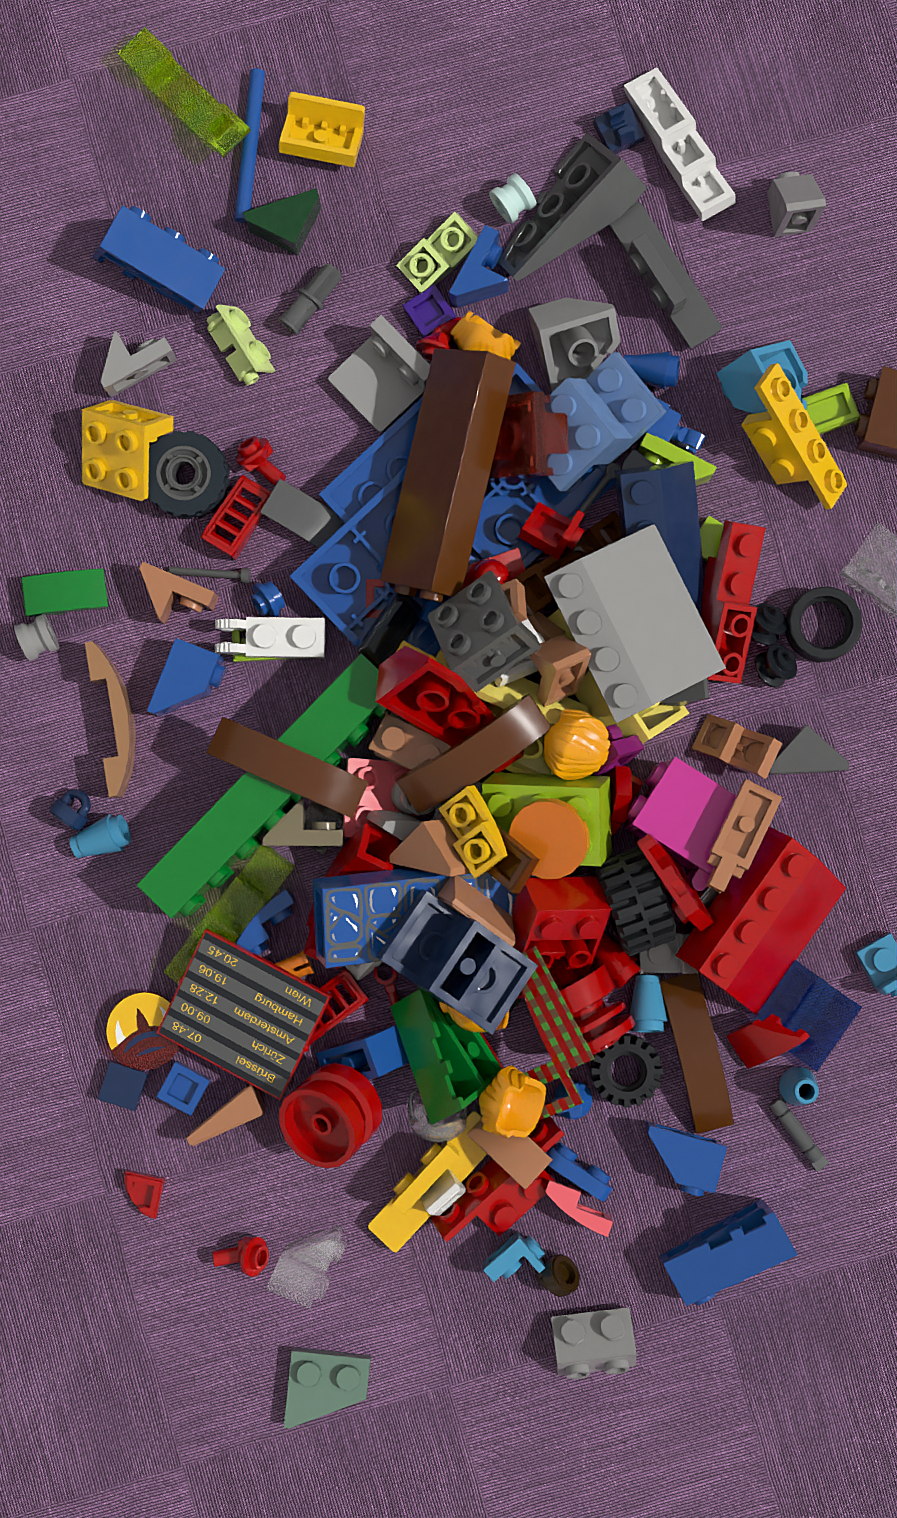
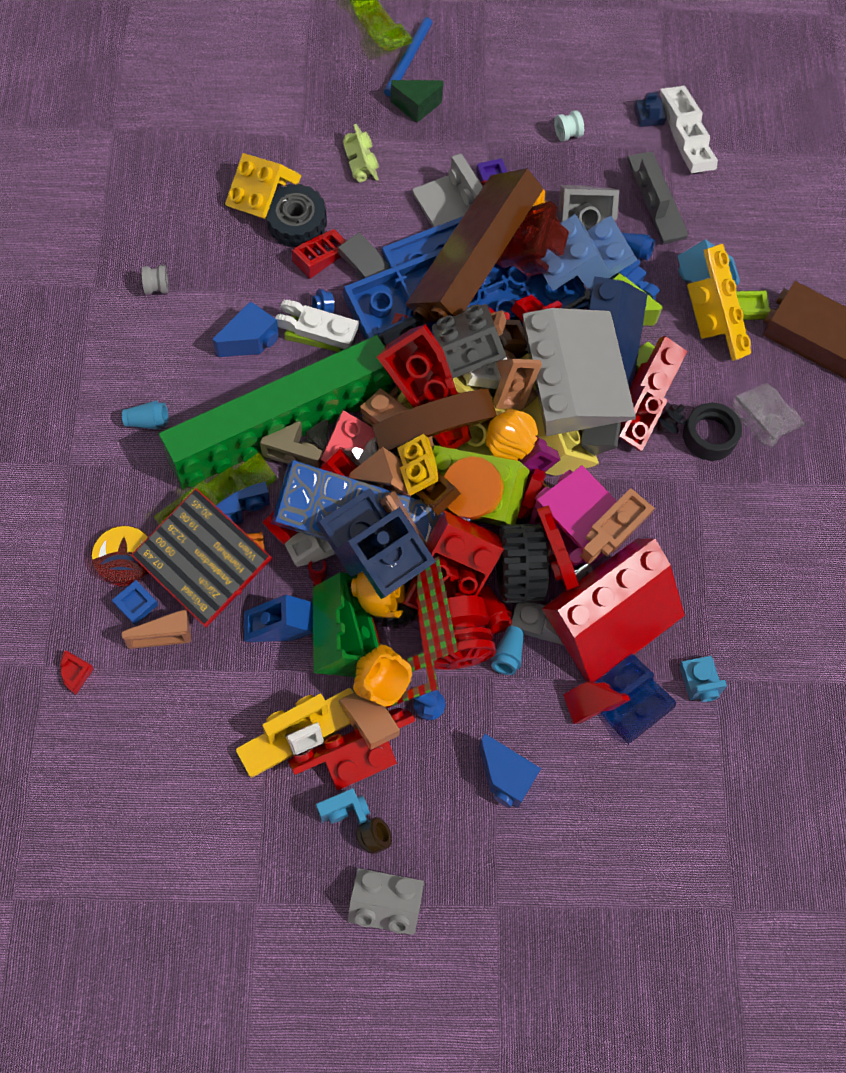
camera: 10 degrees right, 20 degrees down
(64, 592) = (186, 259): green slope -> none
(69, 814) = (129, 392): dark blue tile -> none
(117, 768) = (180, 372): medium nougat slope -> none
(123, 1085) = (90, 589): dark blue tile -> none
(126, 370) = (282, 147): light grey slope -> none
(160, 259) = (325, 90): blue wedge -> none
(166, 587) = (260, 276): nougat slope -> none
(244, 574) = (313, 287): dark grey piece -> none
(246, 1253) = (136, 743): red plate -> none
(254, 455) = (347, 218): red plate -> none
(287, 767) = (301, 391): reddish brown slope -> none
(304, 1263) = (176, 761): clear slope -> none
(310, 298) = (416, 144): dark grey axle -> none
(322, 129) = (459, 56): yellow bracket -> none
(324, 1383) = (154, 866): sand green wing -> none
(330, 1115) = (238, 646): red wheel -> none
(355, 990) = (280, 585): red slope -> none
(439, 254) = (511, 145): yellowish green slope -> none
(439, 1132) = (316, 683): clear hair -> none
(475, 280) = (536, 156): blue slope -> none
(567, 1199) = (401, 773): coral slope -> none
(587, 196) = (620, 135): dark grey wedge -> none
(591, 1180) = (425, 767): blue plate -> none
(642, 1087) = (484, 675): black tyre -> none
(697, 1052) = (537, 701): reddish brown slope -> none
(727, 1253) = (518, 857): blue wedge -> none
(737, 746) = (619, 481): nougat slope -> none
(776, 665) = (671, 446): black wheel -> none
(792, 1081) = (609, 753): dark azure cone -> none
(794, 203) = (756, 179): light grey slope -> none
(798, 1134) = (600, 787): dark grey wheel -> none
(807, 754) = (679, 512): dark grey slope -> none

